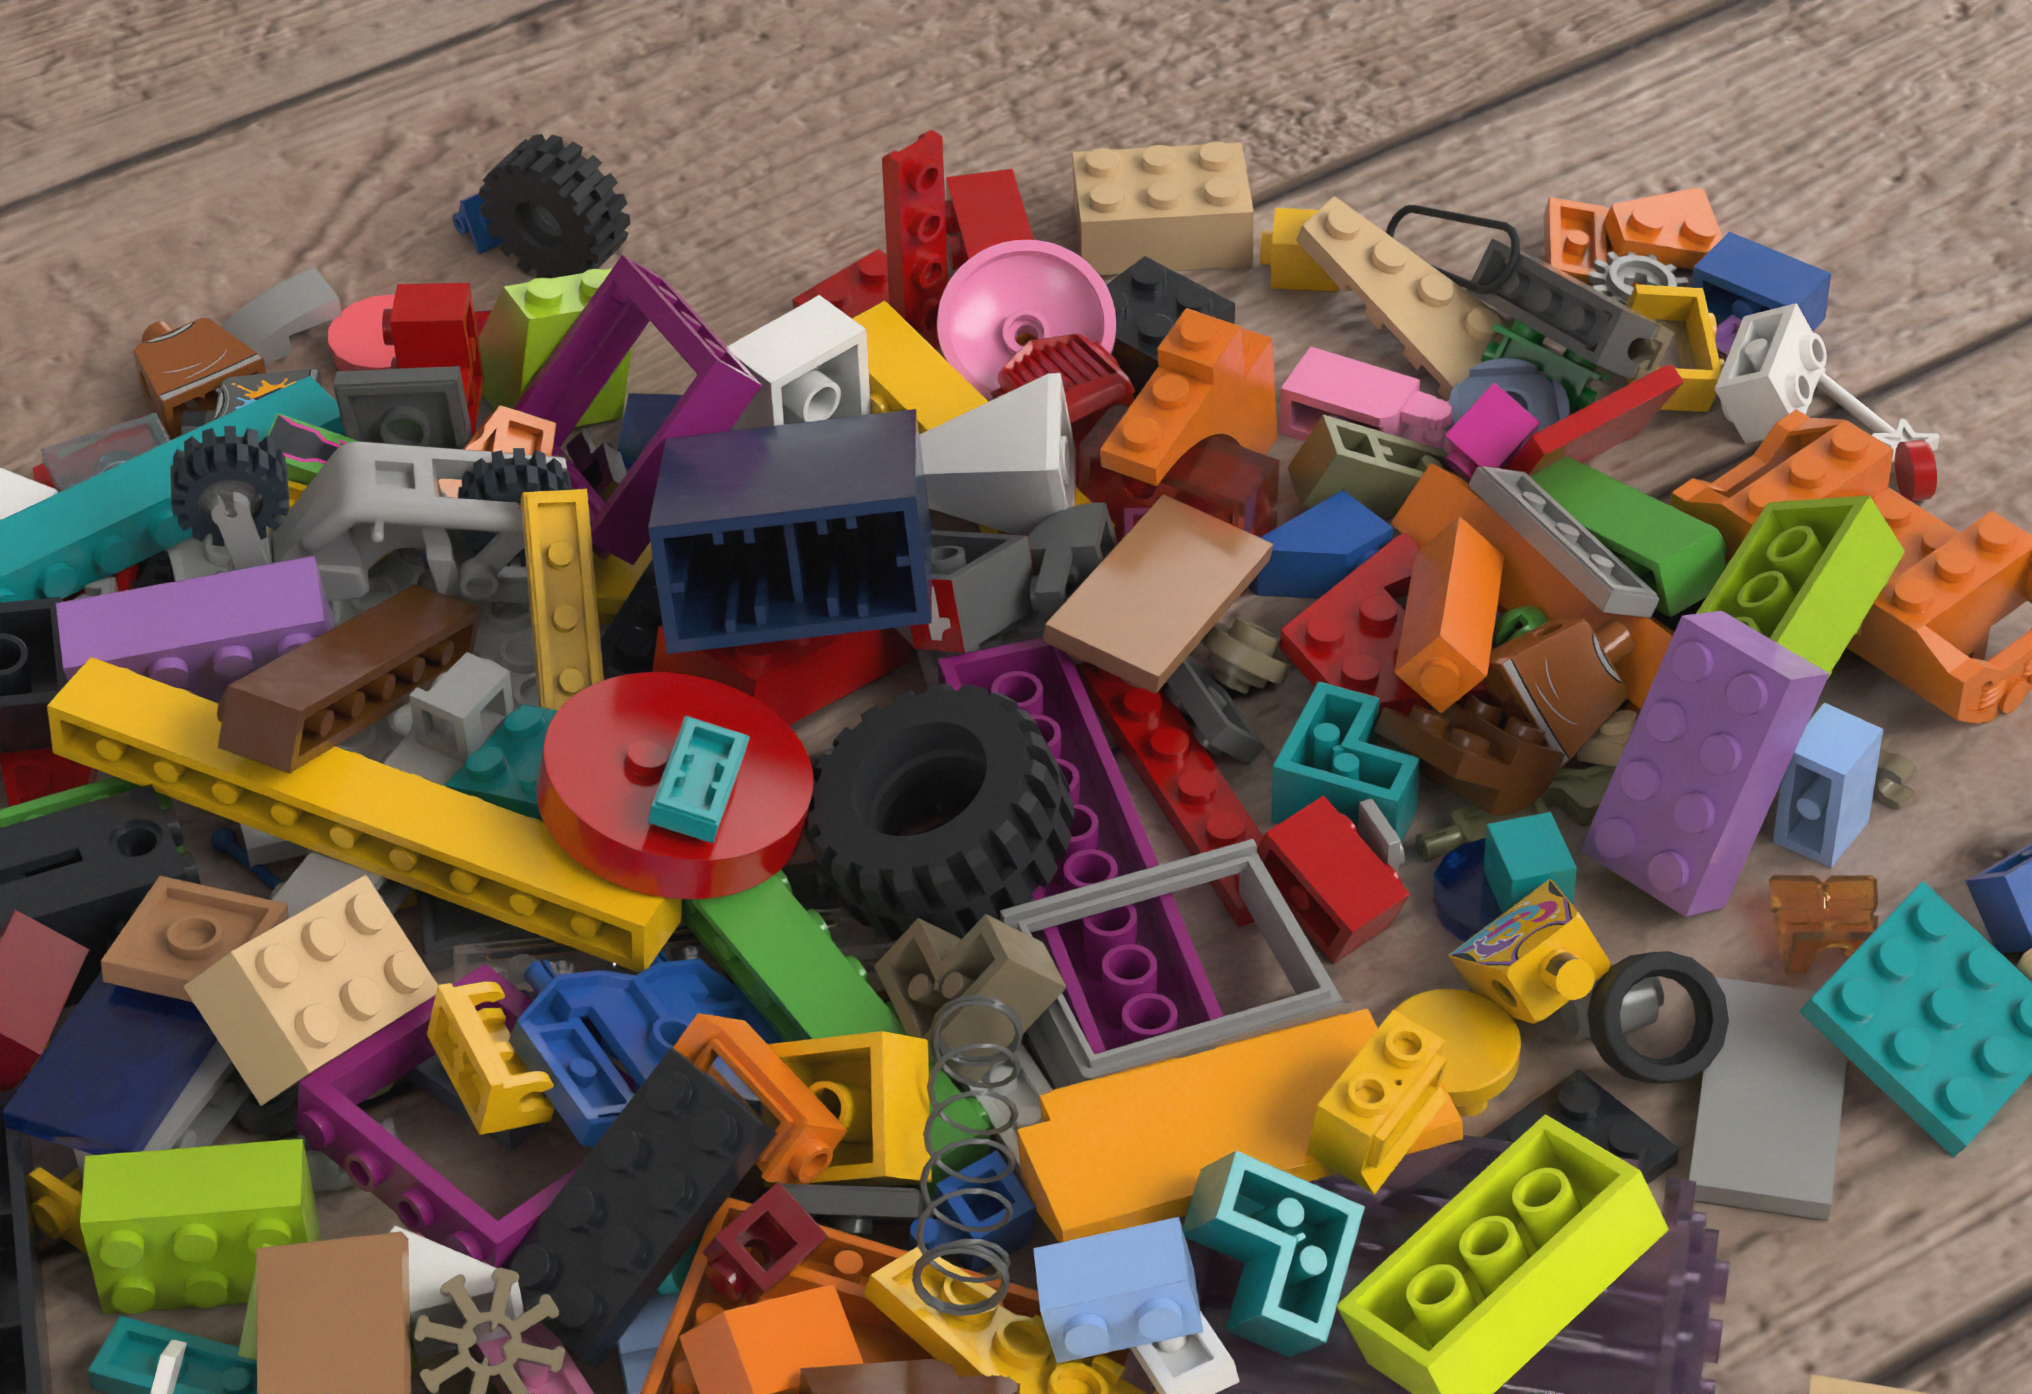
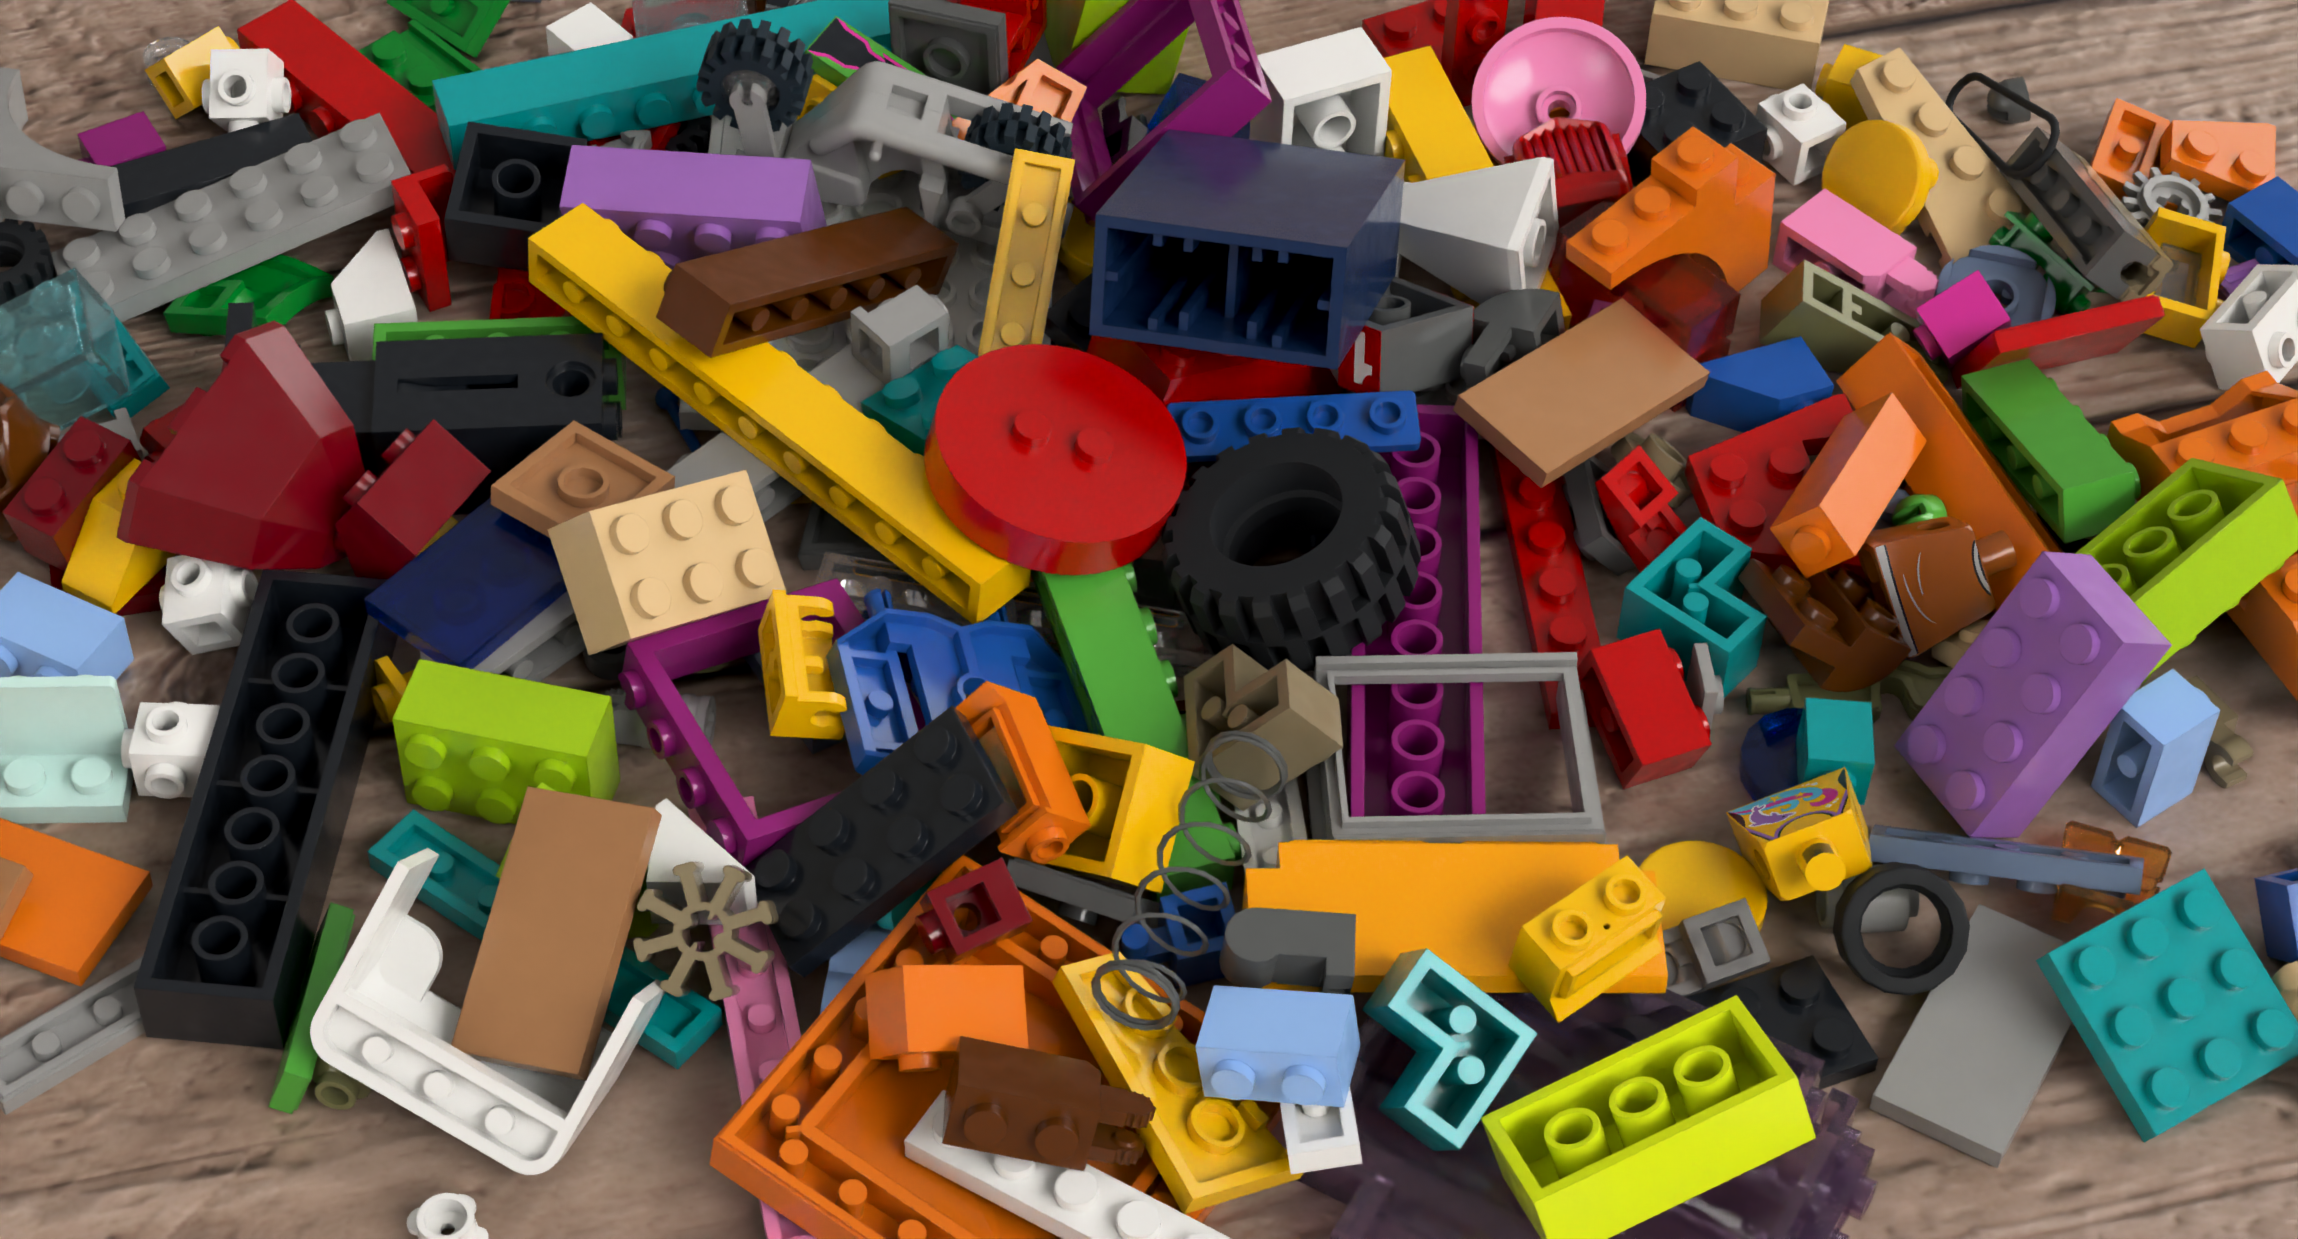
camera: 15 degrees right, 5 degrees up
(698, 779) = (1068, 461): teal plate -> none
(825, 711) = (1378, 419): none -> blue bracket
(1095, 1192) = (1290, 949): none -> dark grey leg
(1250, 689) = (1637, 506): none -> red slope
(1266, 298) = (1798, 132): none -> white brick
(1357, 317) = (1881, 172): none -> yellow tile
(1445, 232) = (2006, 110): none -> dark grey hinge
(1492, 1083) = (1713, 948): none -> flat silver slope
(1564, 542) = (1985, 444): light grey tile -> none
(1756, 926) = (2032, 865): none -> sand blue plate

